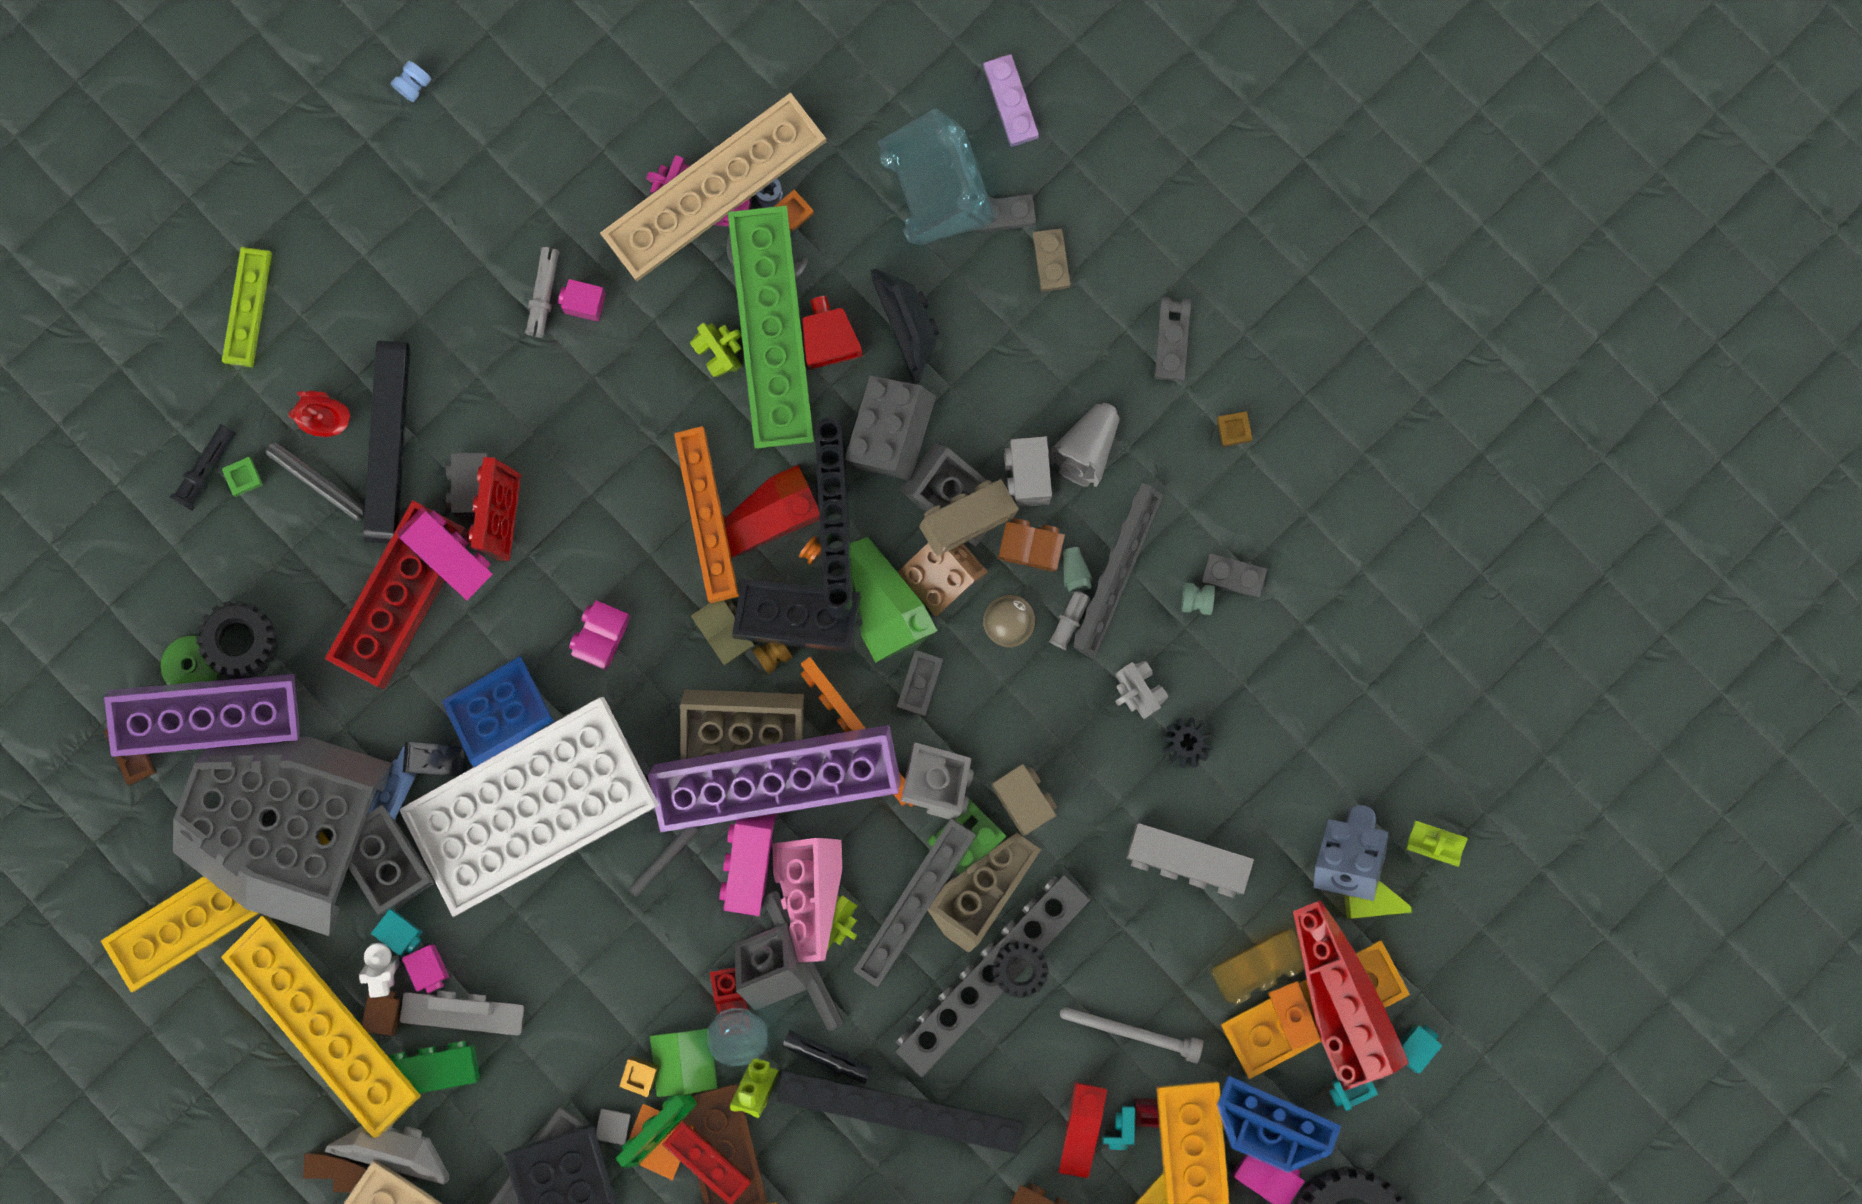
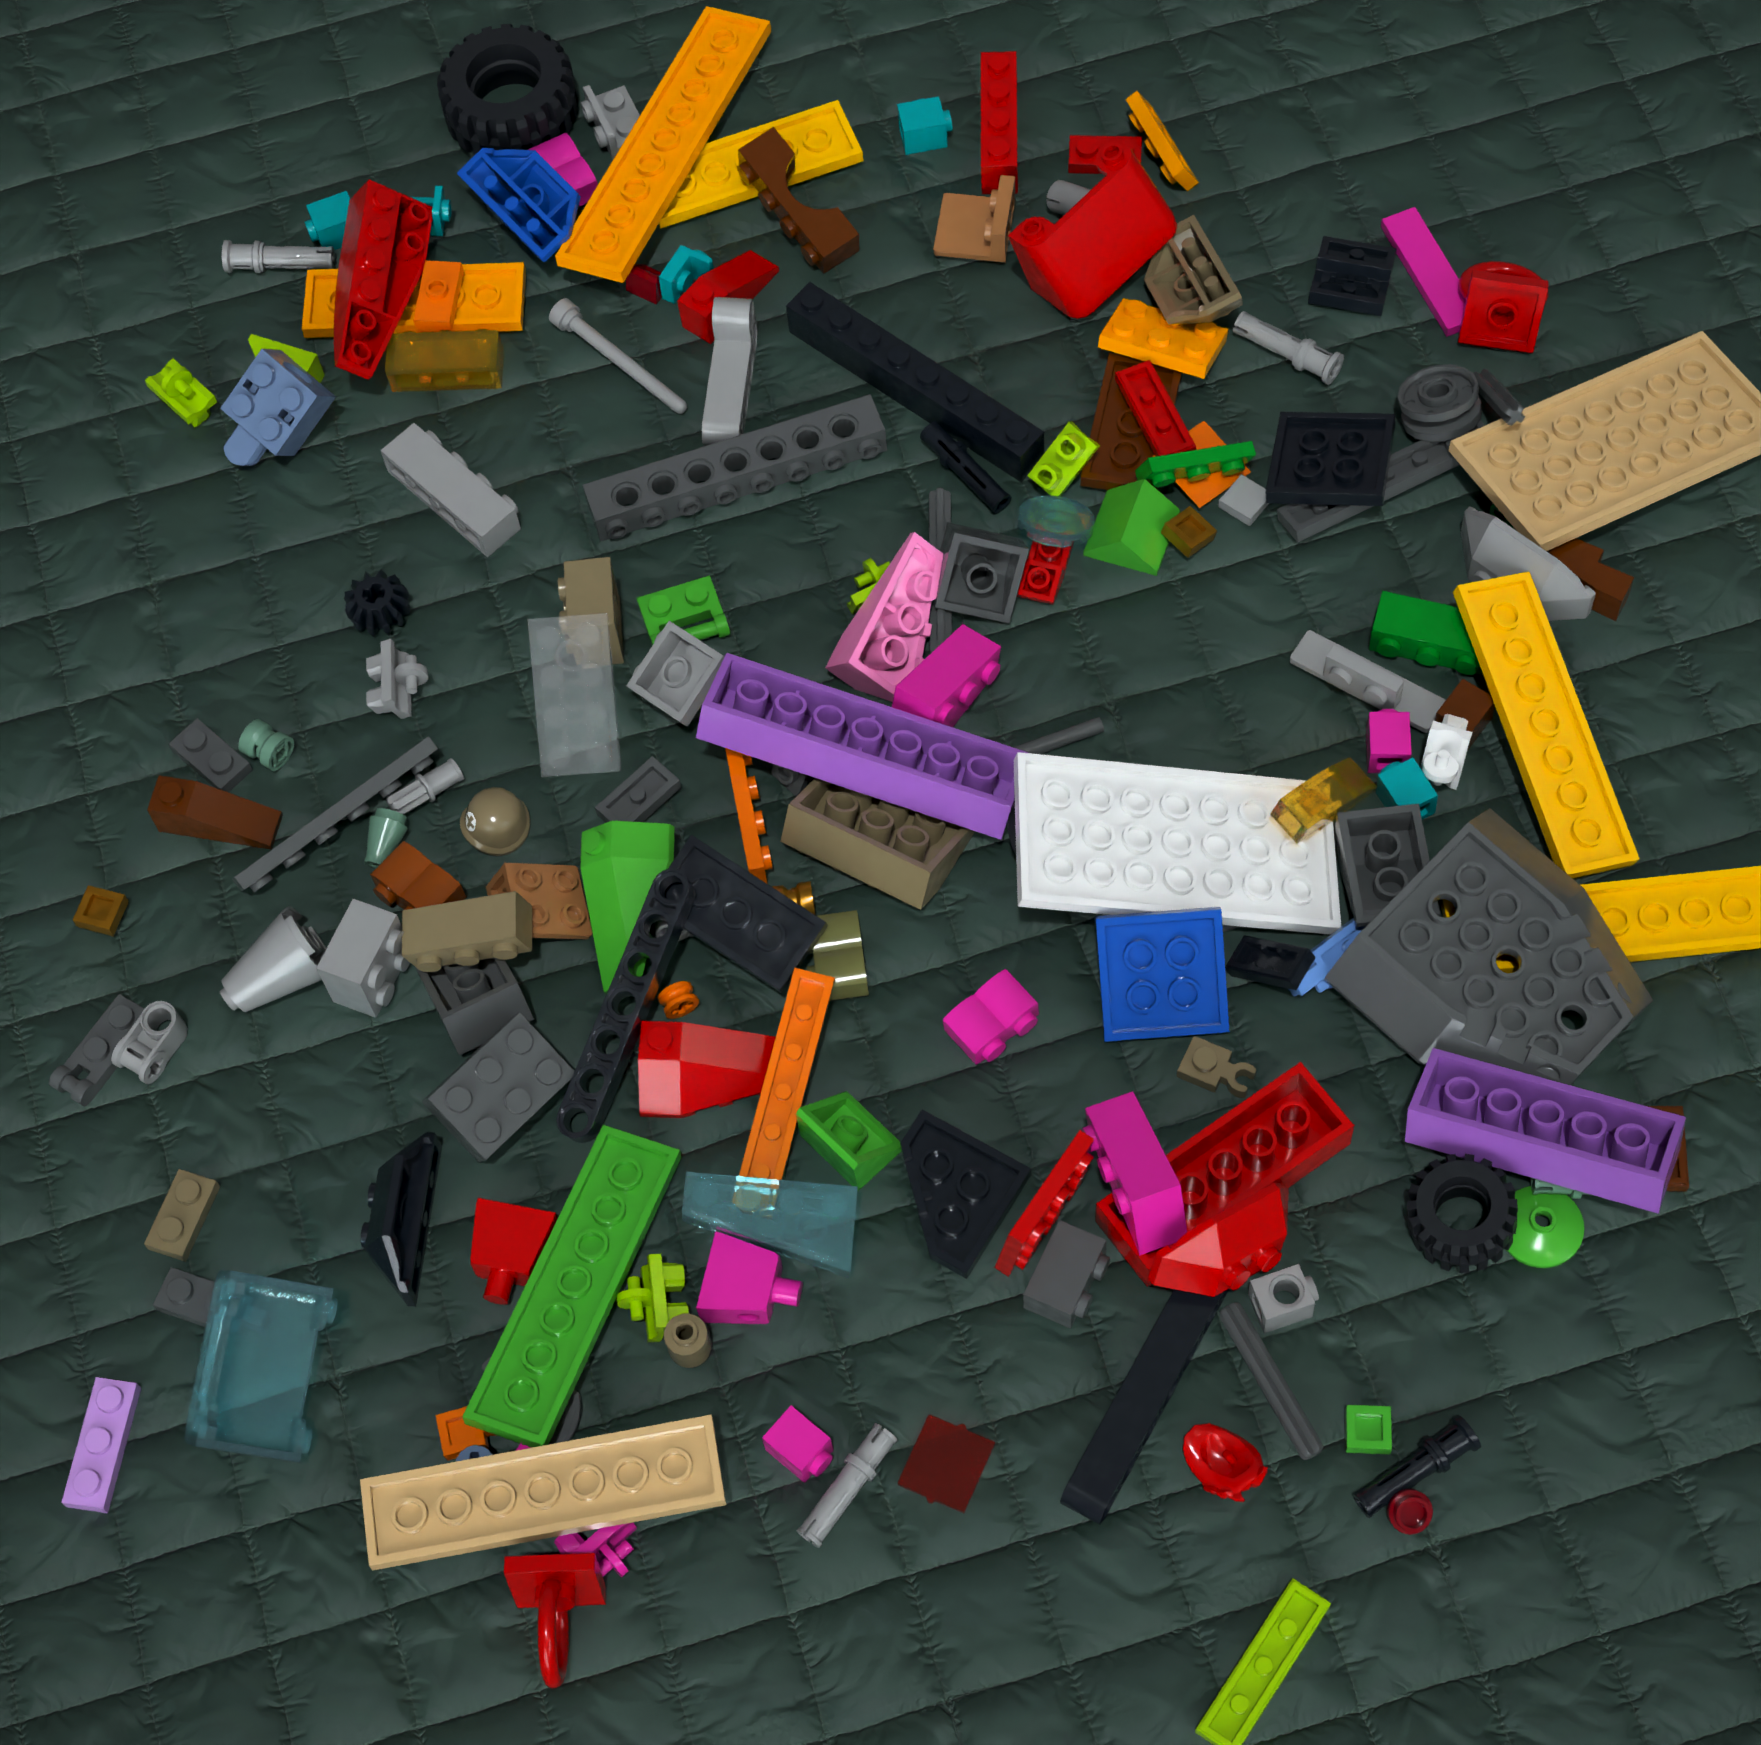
camera: 145 degrees left, 20 degrees down
(196, 437) = (1410, 1511): none -> dark red plate
(342, 534) = (1274, 1314): none -> light grey brick
(367, 540) = (1227, 1246): none -> red wedge
(445, 673) = (1210, 1065): none -> dark tan plate
(445, 893) = (1321, 798): none -> clear yellow slope
(491, 337) = (946, 1463): none -> clear red piece
(565, 509) = (958, 1190): none -> black plate
(651, 510) = (847, 1137): none -> bright green slope
(665, 428) = (782, 1216): none -> clear light blue wedge
(668, 383) = (743, 1283): none -> dark pink torso
(677, 139) = (554, 1587): none -> red tile
(686, 335) = (687, 1352): none -> dark tan brick
(914, 902) = (776, 567): dark grey plate -> none
(977, 895) = (698, 543): dark tan wedge -> none
(997, 727) = (574, 694): none -> clear plate
(1038, 1051) = (730, 369): none -> light grey beam
(1039, 973) = (695, 424): black tyre -> none
(1140, 351) = (149, 1046): none -> light grey piece
(1200, 532) = (211, 814): none -> reddish brown slope
(1455, 991) = (260, 257): none -> light grey pin

